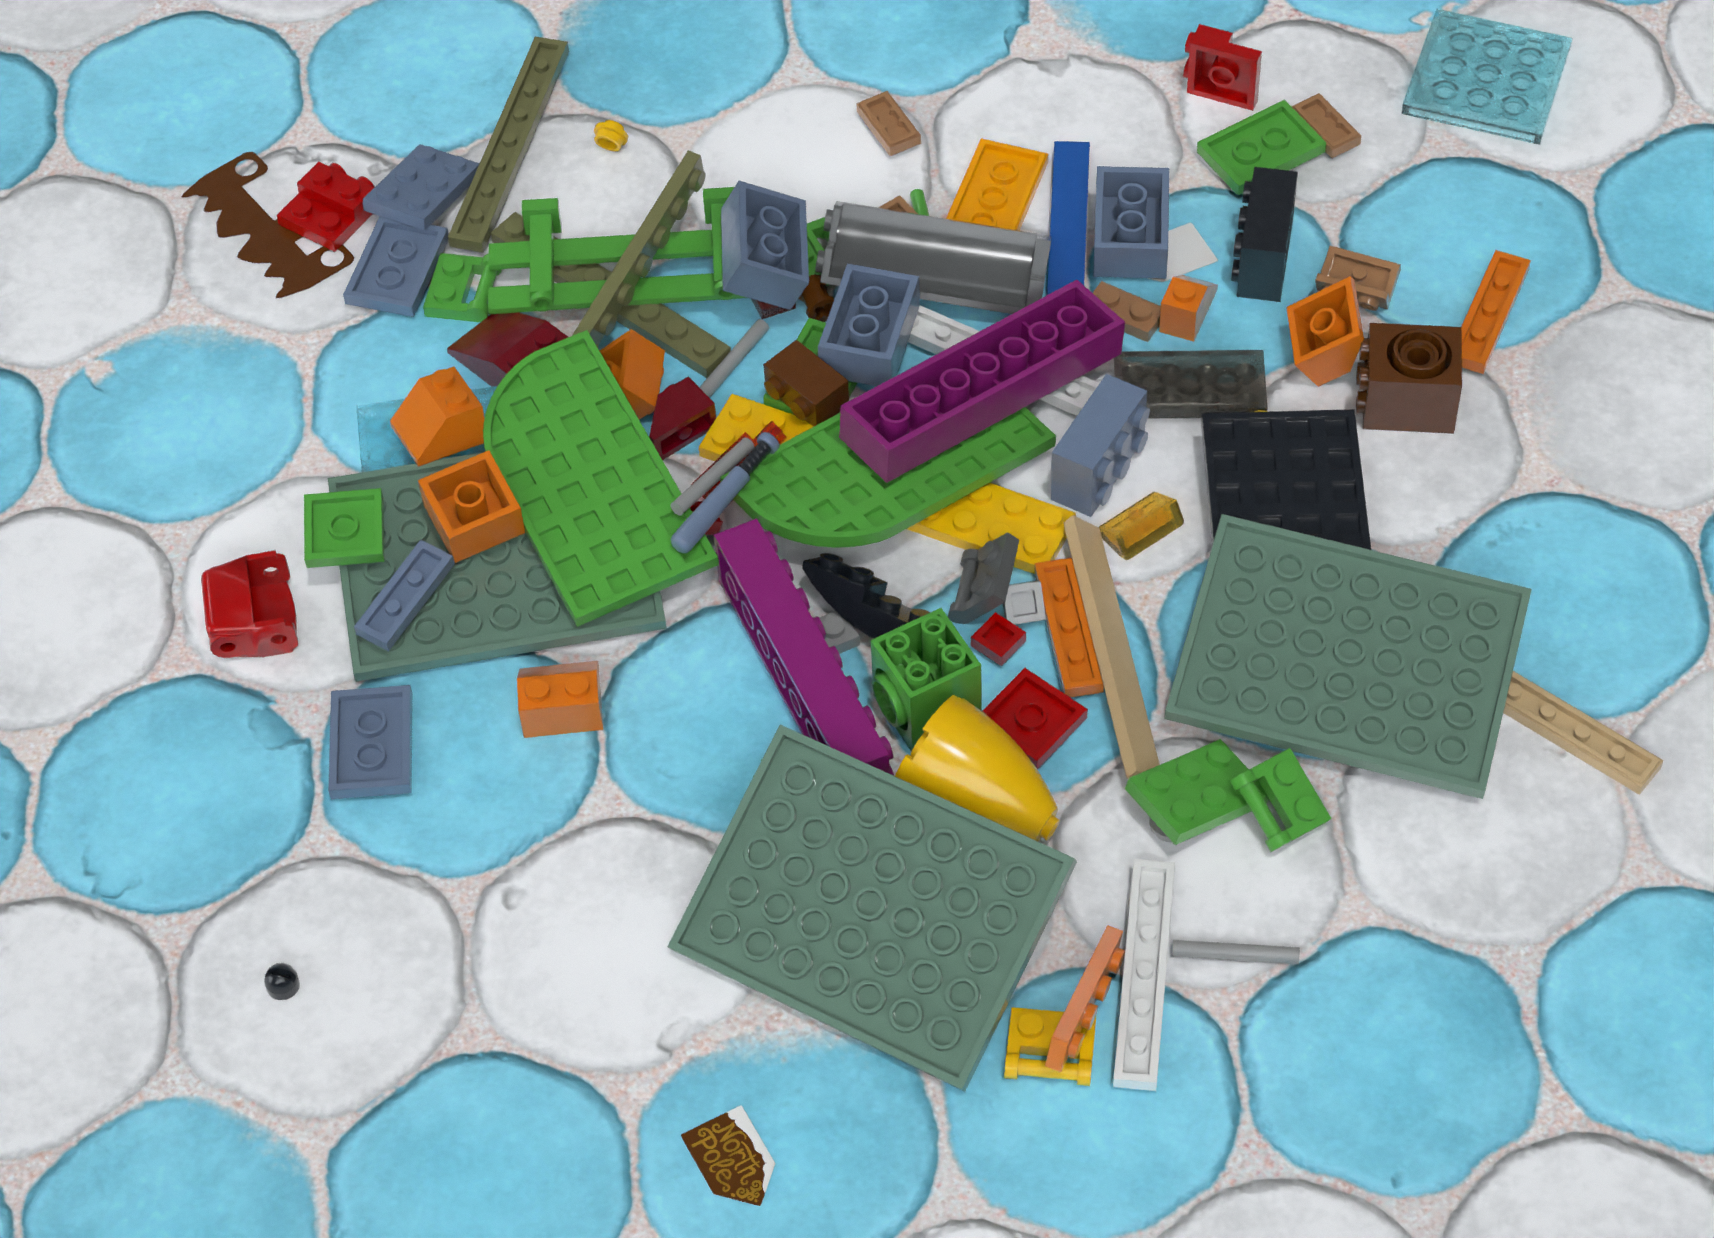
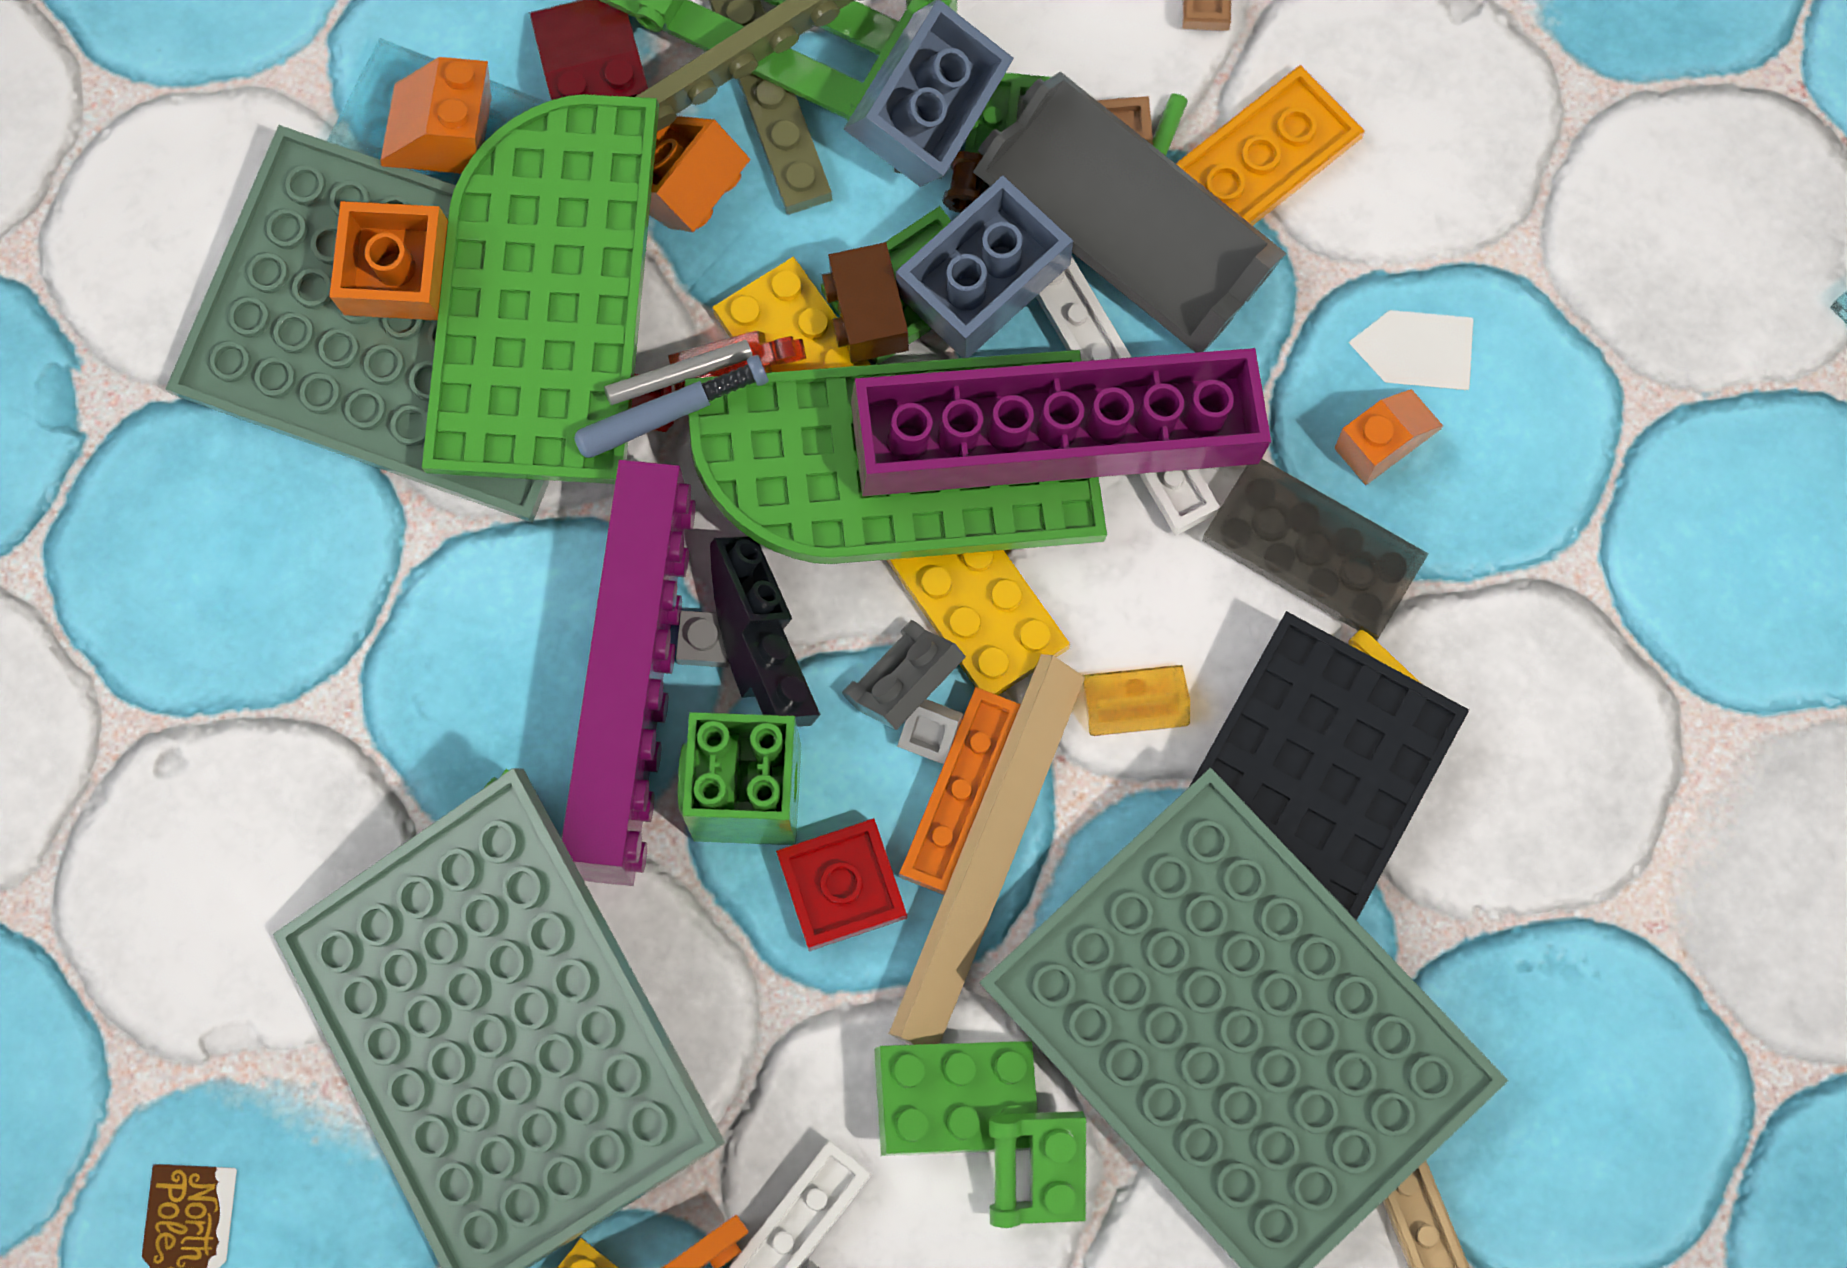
camera: 30 degrees right, 20 degrees up
(250, 608) = (111, 239): red piece -> none
(344, 528) = (250, 204): bright green plate -> none
(370, 742) = (134, 484): sand blue plate -> none
(404, 595) = (264, 327): sand blue plate -> none
(559, 699) = (362, 543): orange slope -> none
(680, 417) = (710, 257): dark red slope -> none
(734, 357) = (825, 209): light grey bar -> none
(980, 769) = (714, 944): yellow cylinder -> none
(998, 639) = (874, 759): red plate -> none
(1068, 214) = (1323, 242): blue tile -> none
(1099, 445) = (1145, 579): sand blue brick -> none
(1131, 222) = (1390, 288): sand blue brick -> none
(1140, 315) = (1308, 398): medium nougat plate -> none
(1221, 68) = (1638, 134): red plate -> none
(1266, 140) = (1622, 264): bright green plate -> none
(1266, 234) = (1534, 398): black brick -> none
(1326, 332) = (1510, 580): orange slope -> none
(1329, 124) = (1721, 277): medium nougat plate -> none
(1373, 277) = (1610, 518): medium nougat bracket -> none
(1410, 378) = (1569, 701): reddish brown brick -> none
(1491, 309) = (1737, 654): orange plate -> none

